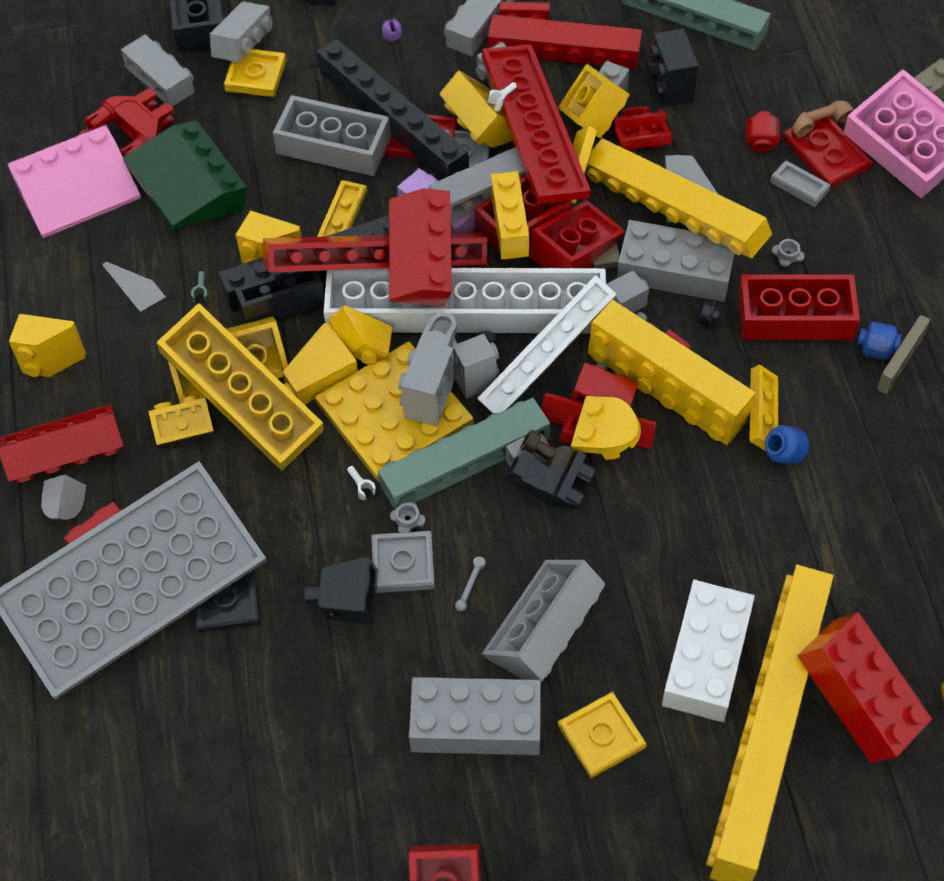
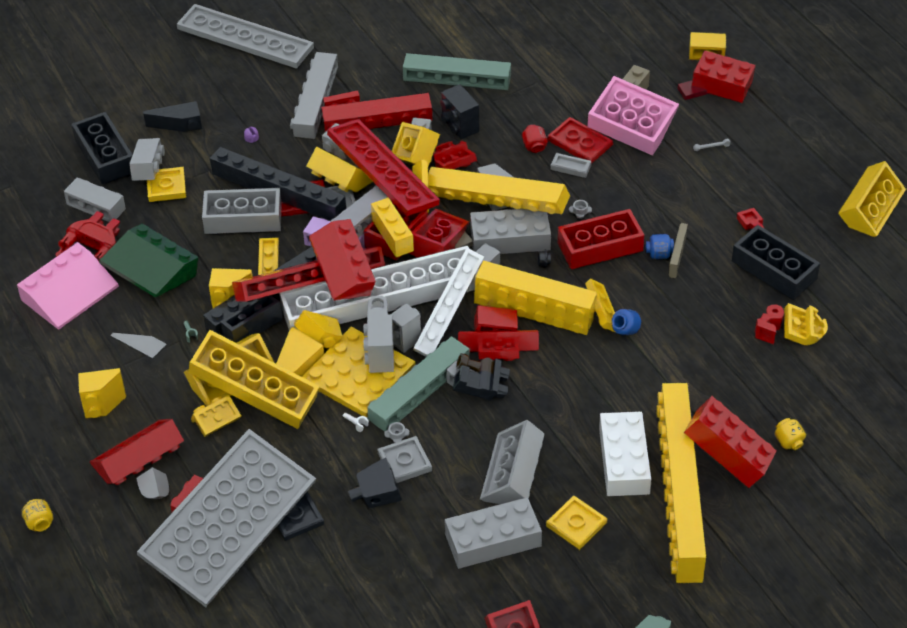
camera: 20 degrees left, 10 degrees down
(479, 564) = (454, 447): light grey hinge -> none
(497, 97) = (353, 156): white hand -> none
(606, 427) = (508, 340): yellow slope -> none
(838, 110) = (579, 113): medium nougat bar -> none

